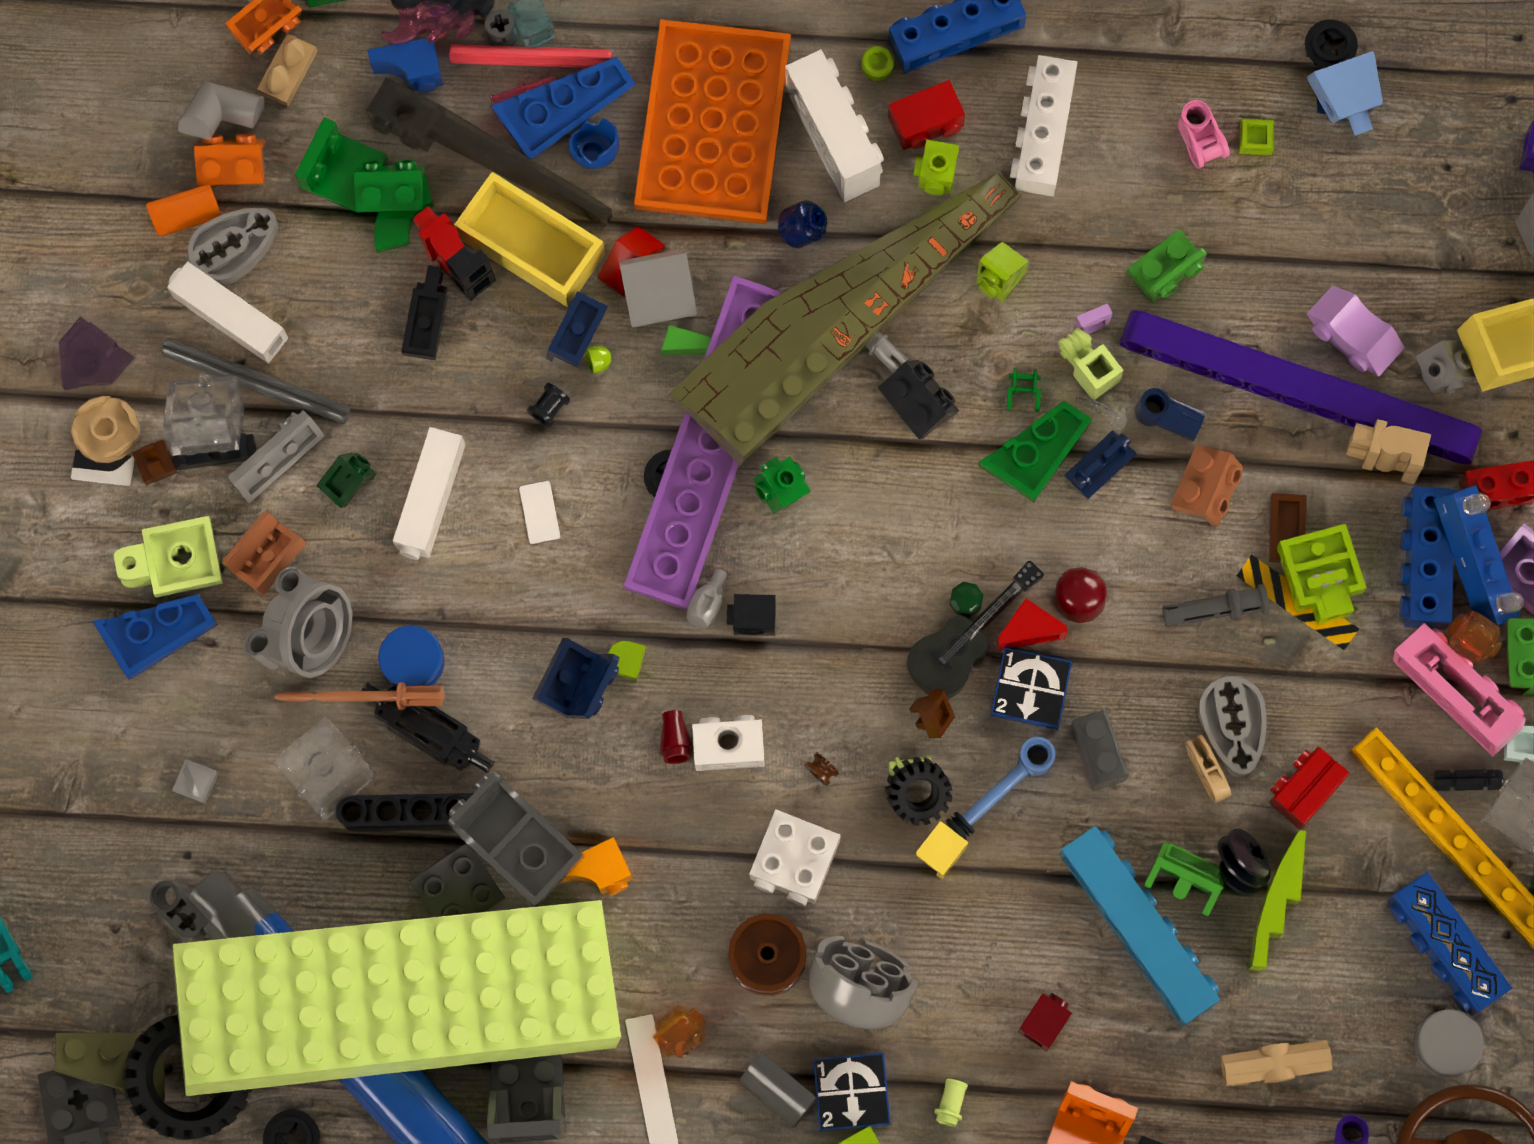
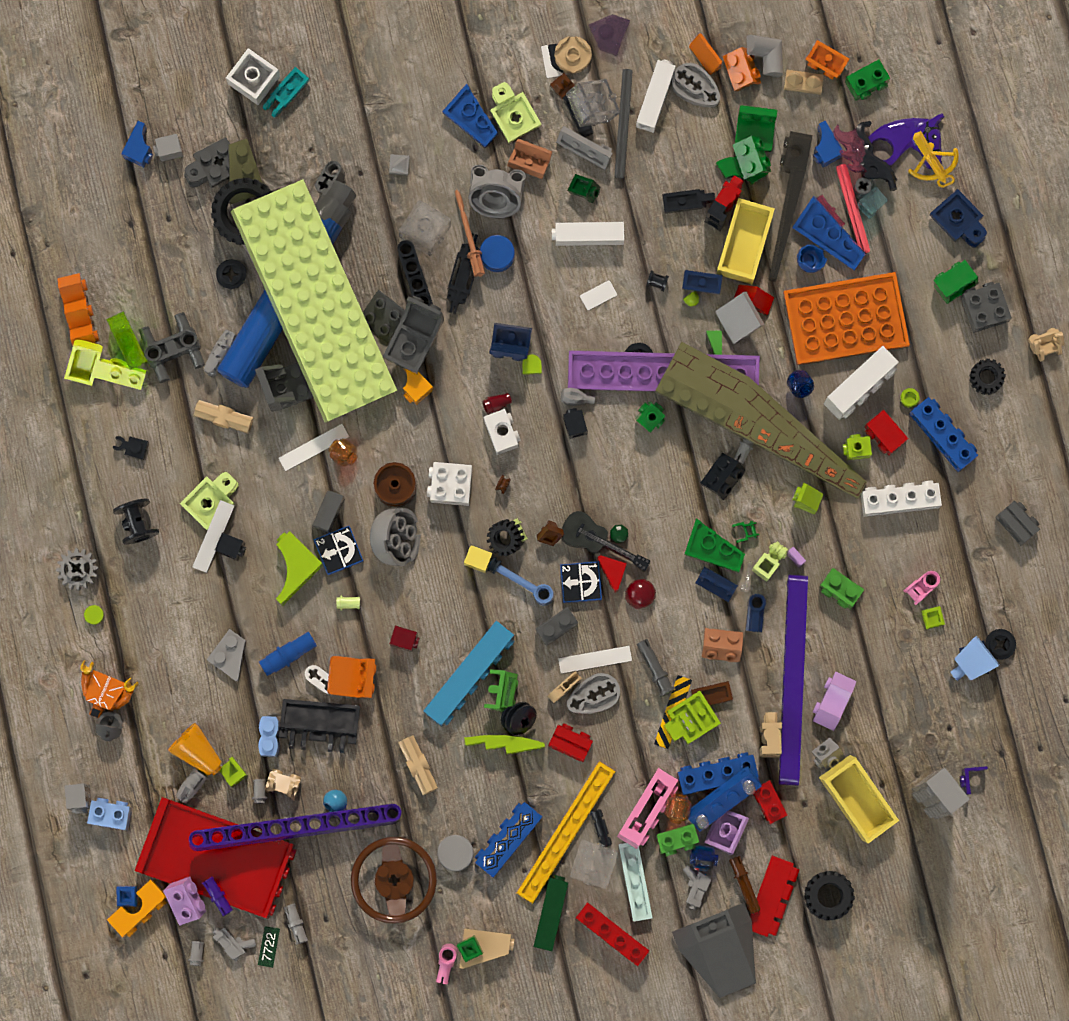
camera: 70 degrees right, 5 degrees up
(1171, 705) = (595, 659): none -> white sticker

